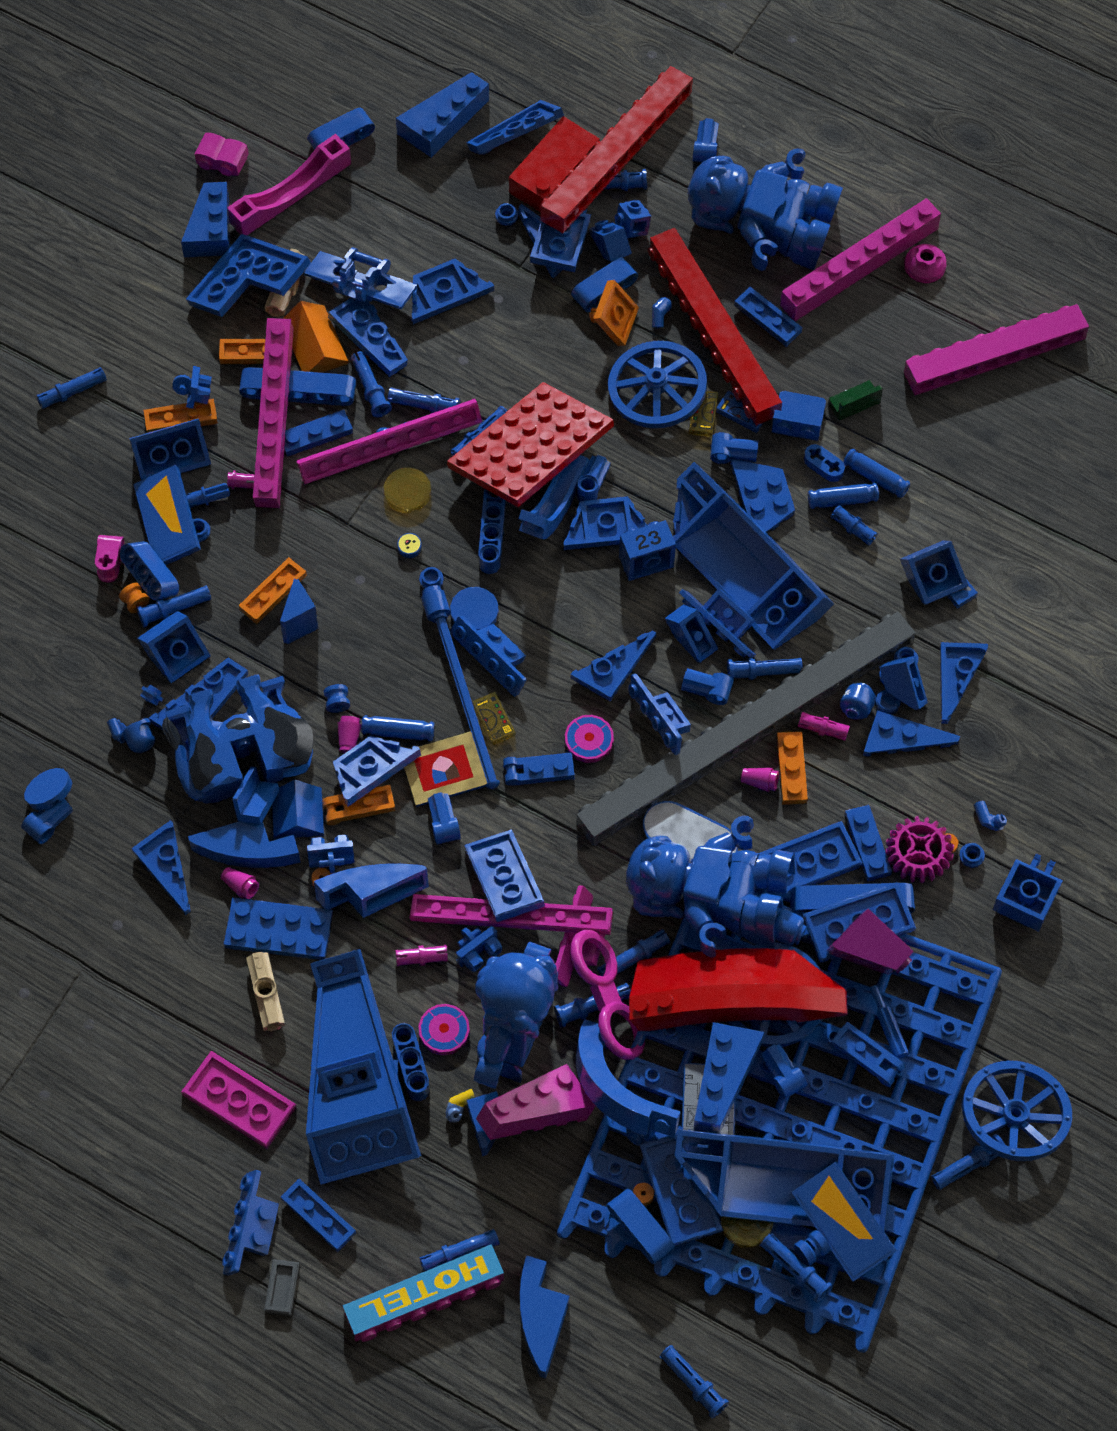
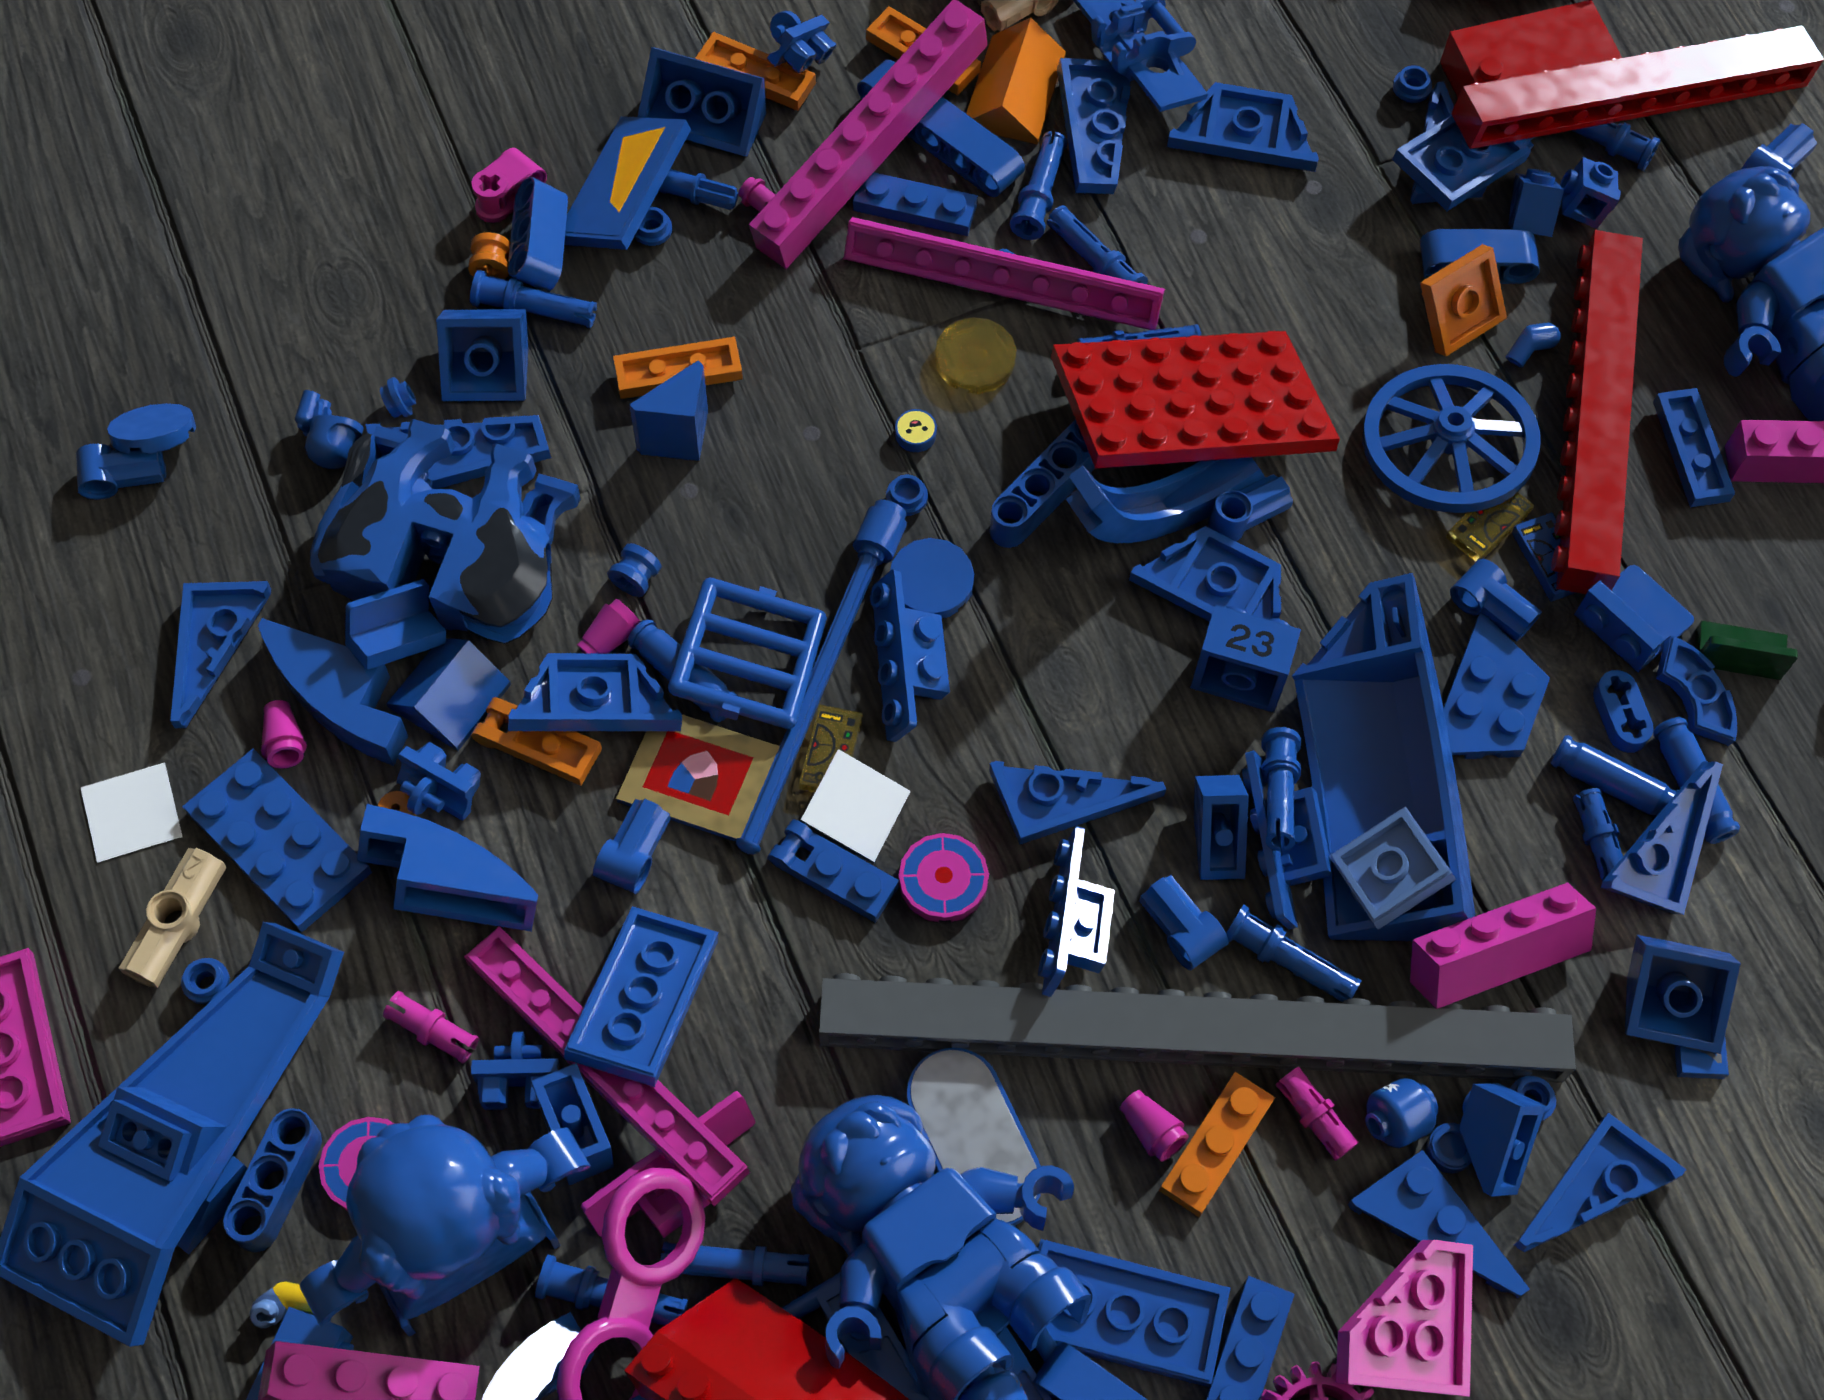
camera: 35 degrees right, 0 degrees up
(198, 965) = (131, 812): none -> white sticker
(303, 1001) = (199, 970): none -> blue plate
(444, 681) = (730, 704): none -> blue bar
(514, 939) = (568, 1104): none -> blue slope
(525, 734) = (855, 805): none -> white sticker
(701, 592) = (1280, 773): none -> blue pin
(779, 599) = (1392, 867): none -> medium blue tile
(849, 601) = (1502, 945): none -> dark pink brick
(850, 430) = (1705, 699): none -> blue tile
(888, 518) = (1665, 856): none -> blue wing
(926, 780) = (1414, 1325): none -> dark pink plate

